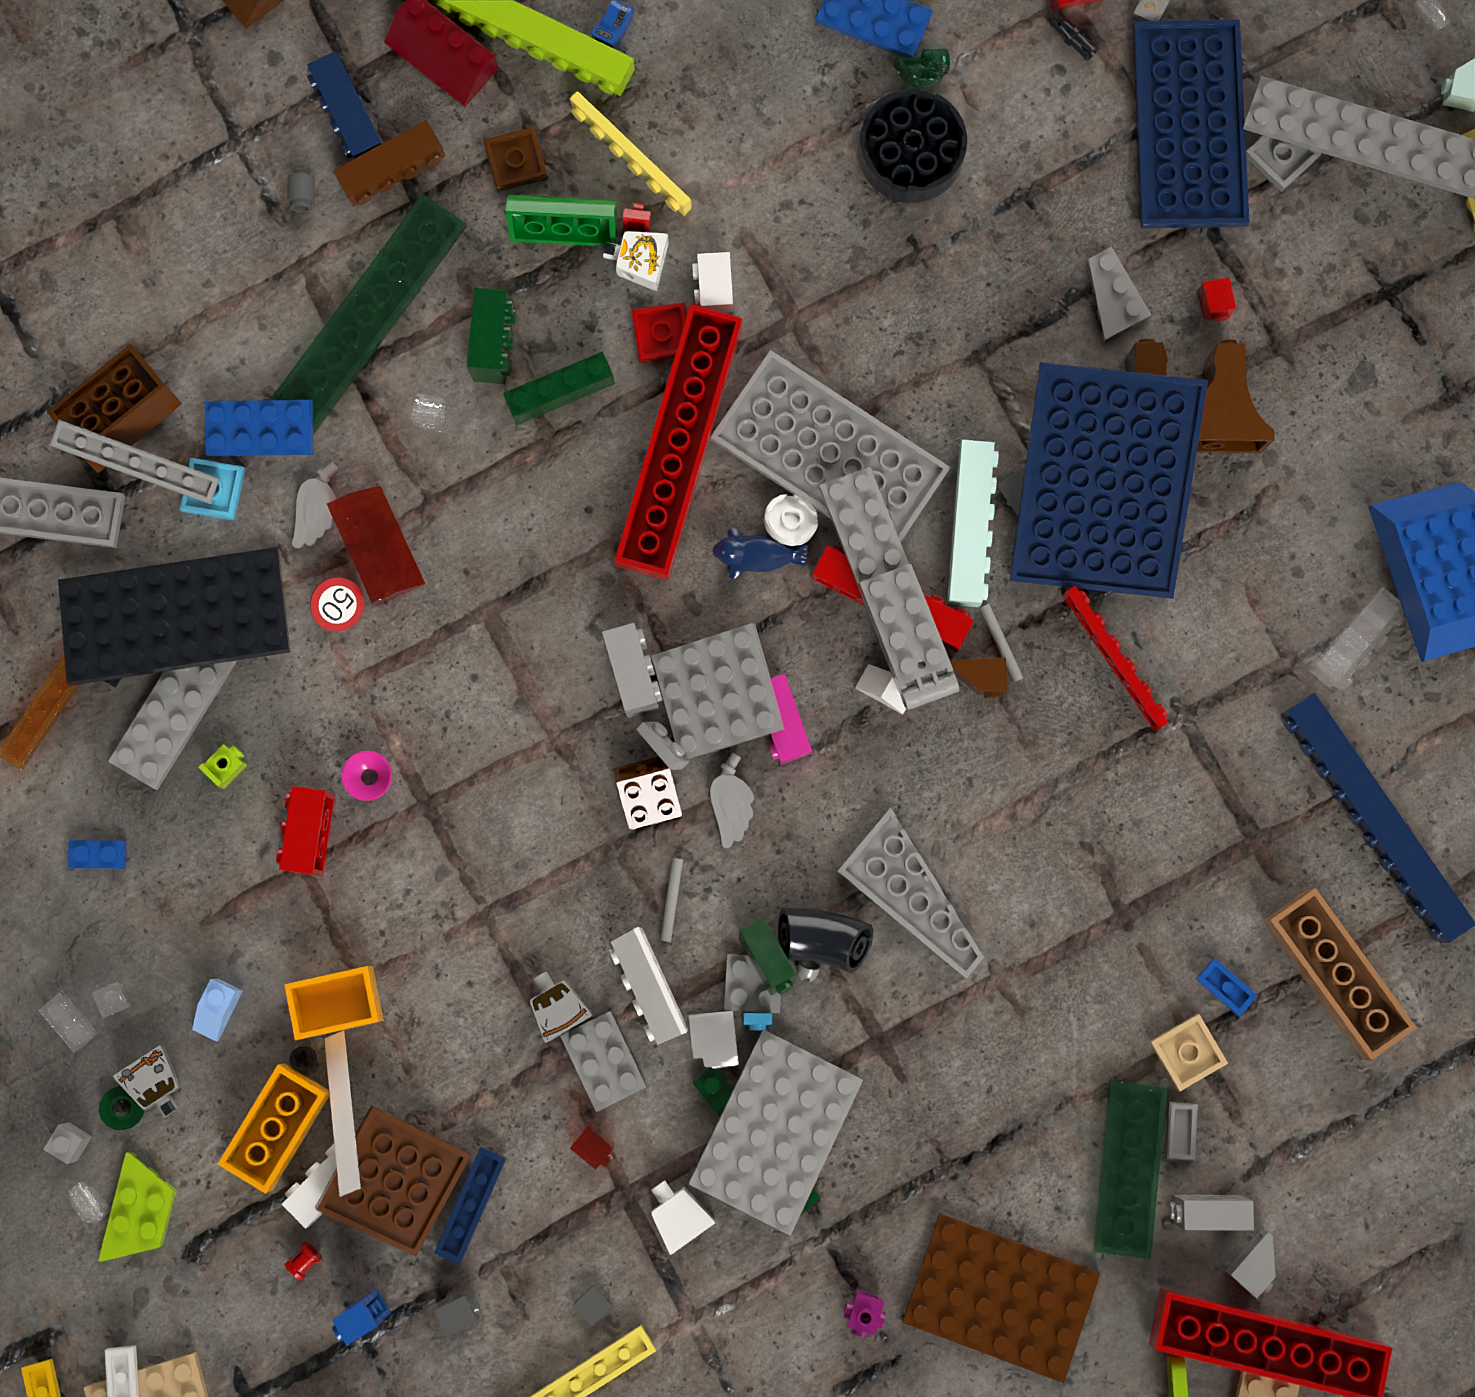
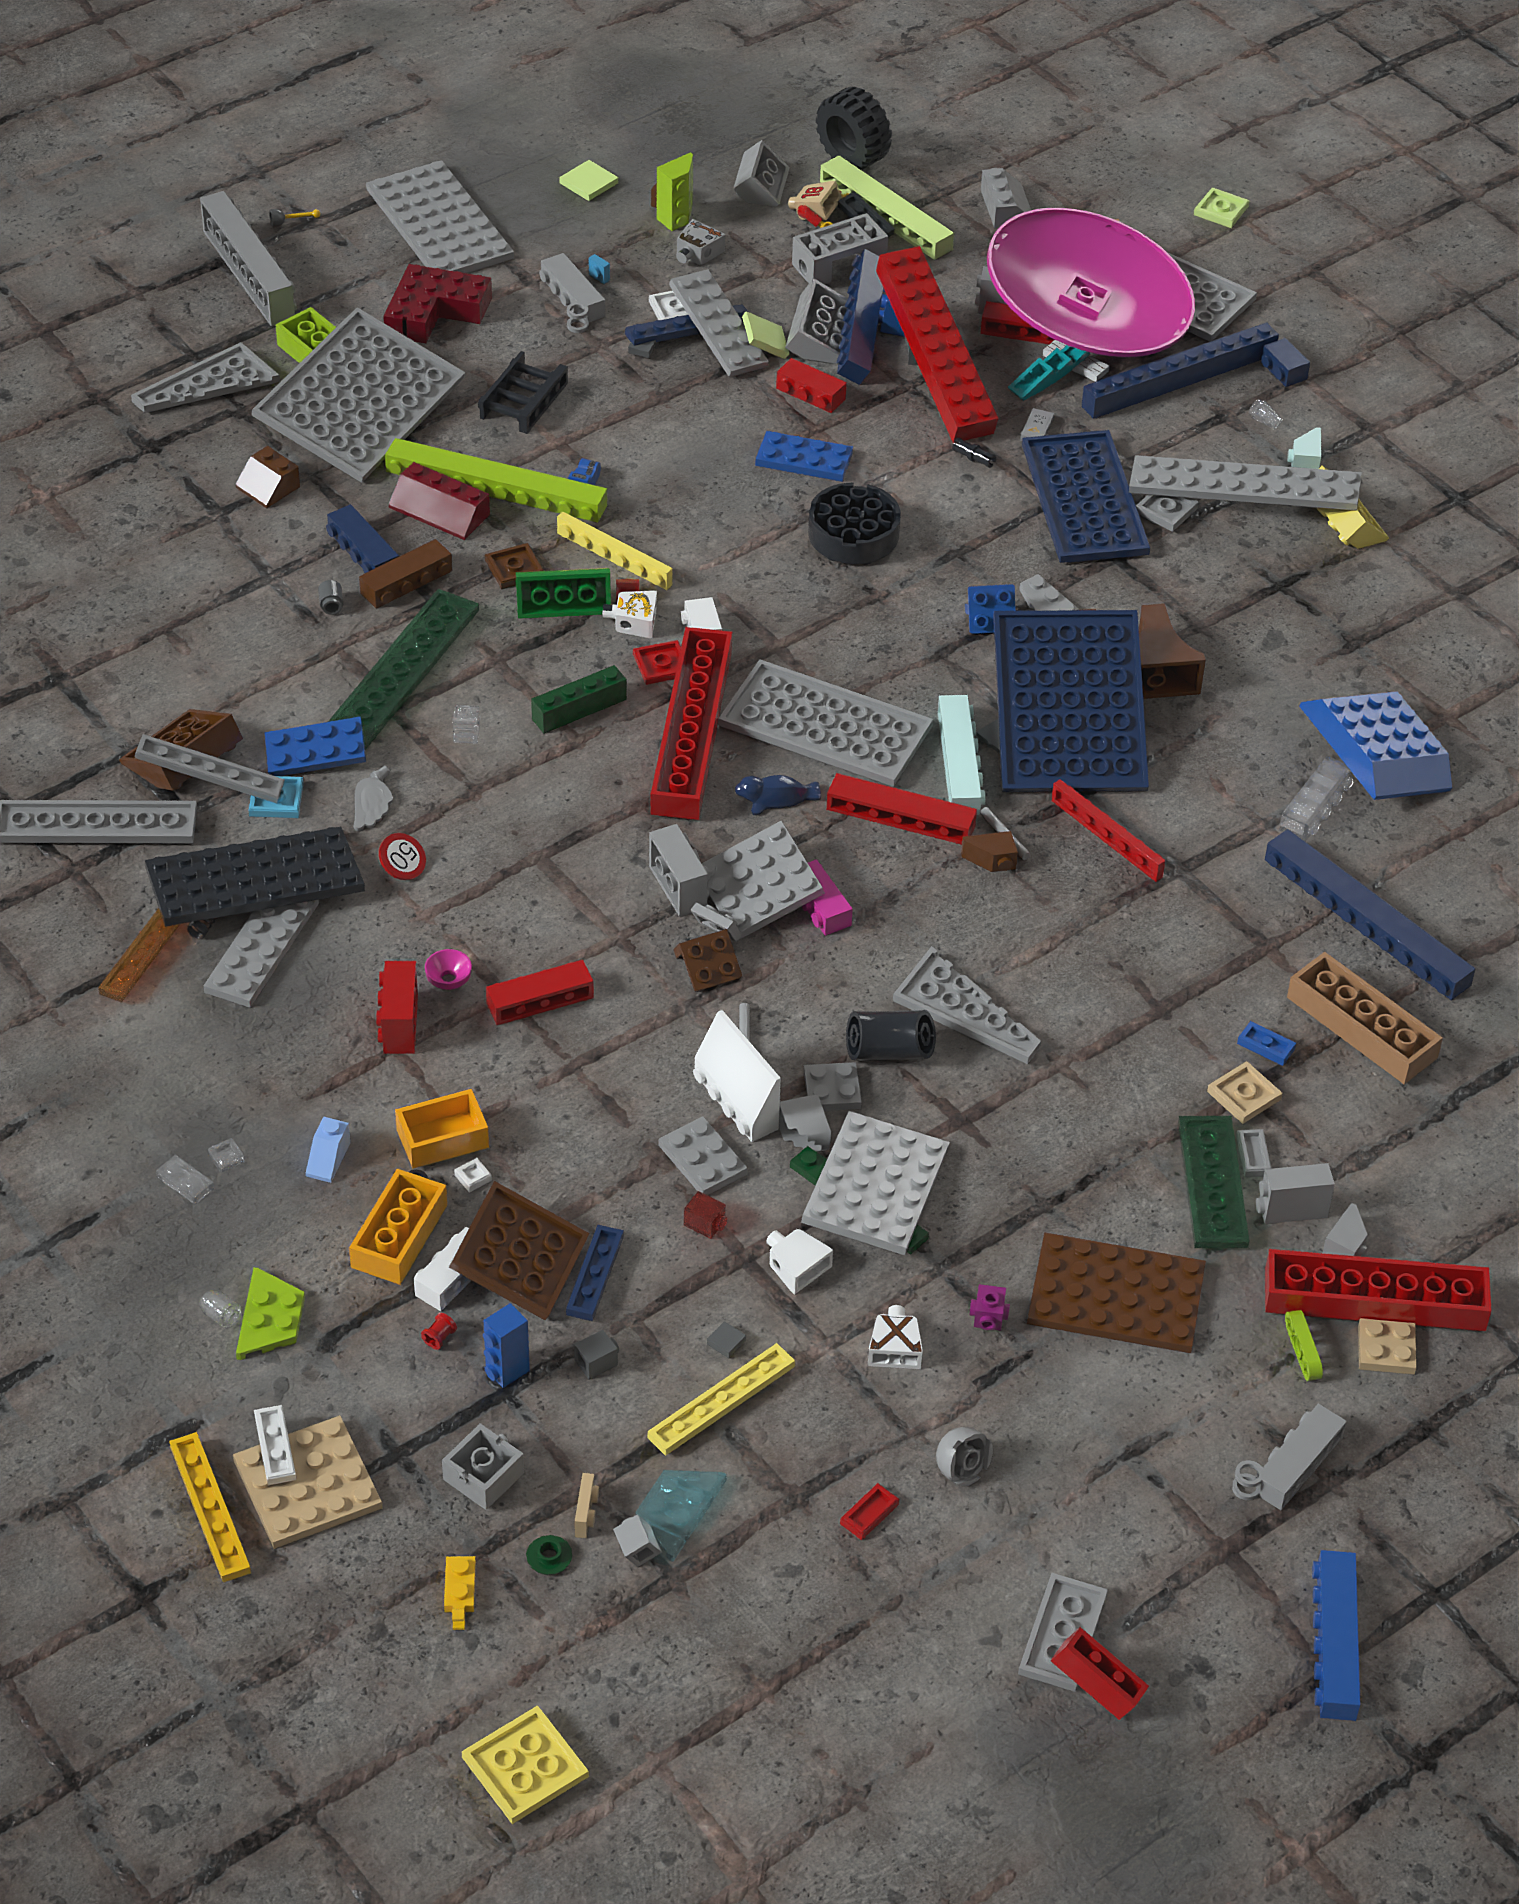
camera: 10 degrees left, 35 degrees down
(67, 1143) = (197, 1262): light grey brick -> none
(97, 854) = (199, 1055): blue plate -> none
(110, 1118) = (239, 1241): dark green piece -> none
(151, 1081) = (271, 1207): torso -> none
(226, 775) = (312, 978): lime brick -> none
(342, 1114) = (464, 1198): white sticker -> none
(363, 1054) = (473, 1175): none -> white tile
(376, 544) = (429, 815): clear red slope -> none
(461, 817) = (539, 992): none -> red brick
(491, 336) = (513, 666): dark green brick -> none
(557, 1007) = (653, 1116): light grey torso -> none
(731, 803) = (786, 962): light grey animal -> none
(757, 1021) = (840, 1105): dark azure plate -> none
(762, 1336) = (895, 1341): none -> white torso
(767, 957) = (842, 1052): dark green brick -> none
(790, 520) = (800, 767): white tile -> none
(807, 970) = (880, 1068): light grey hinge -> none
(881, 686) = (910, 869): white slope -> none
(889, 589) = (899, 792): light grey hinge -> none
(923, 70) = (858, 476): clear green brick -> none
(1046, 305) = (983, 603): none -> blue bracket
(1217, 299) = (1134, 594): red brick -> none

